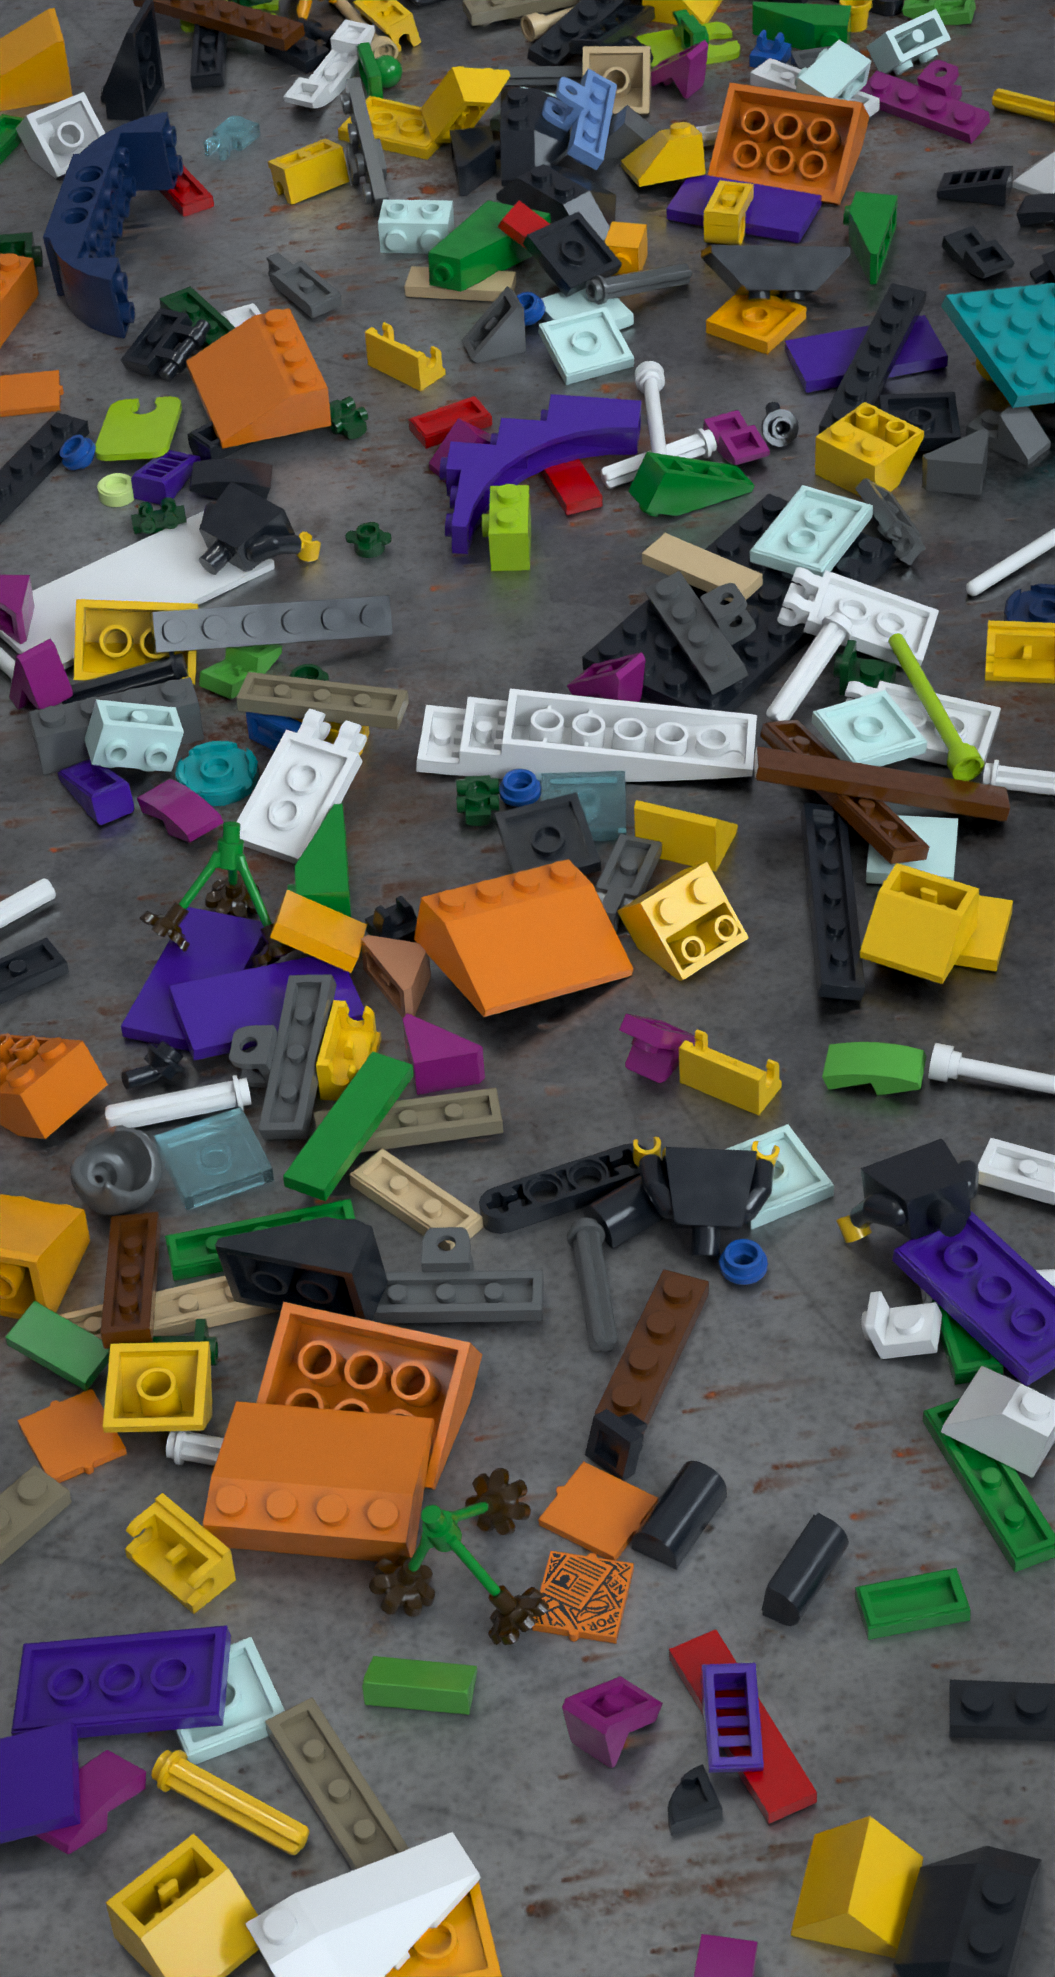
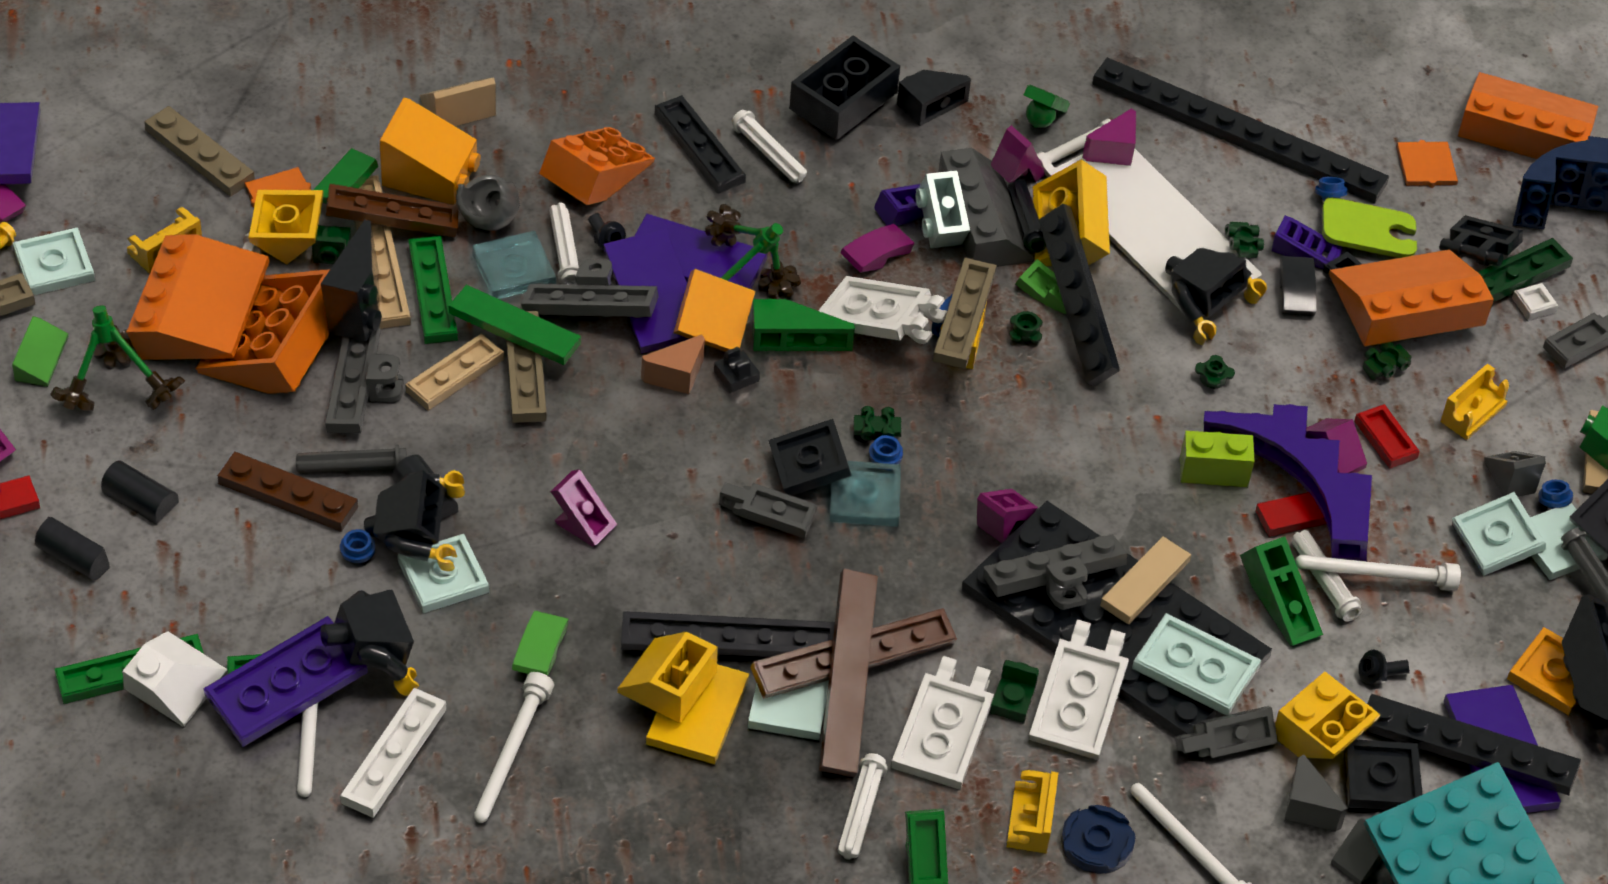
camera: 85 degrees right, 5 degrees up
(115, 490) = (1289, 209): yellowish green tile -> none
(125, 1682) = (71, 212): dark purple tile -> none
(219, 772) = (926, 269): teal tile -> none
(344, 1049) = (602, 332): yellow hinge -> none
(440, 1057) = (588, 379): magenta slope -> none
(522, 937) = (690, 430): orange slope -> none
(561, 1181) = (449, 453): black beam -> none
(584, 1596) = (90, 441): orange piece -> none
(585, 735) = (937, 498): white slope -> none
(597, 1511) = (159, 453): orange piece -> none
(616, 1442) = (202, 460): black tile -> none
(684, 835) = (822, 547): yellow slope -> none
(684, 922) = (711, 537): yellow slope -> none
(726, 1076) = (545, 552): yellow hinge -> none
(736, 439) = (1357, 637): magenta slope -> none
(834, 631) = (1043, 654): white axle -> none
(869, 730) = (917, 672): light aqua tile -> none
(901, 1329) = (274, 623): white bracket -> none
(912, 1603) = (39, 612): green tile -> none
(963, 759) = (886, 739): lime piece -> none

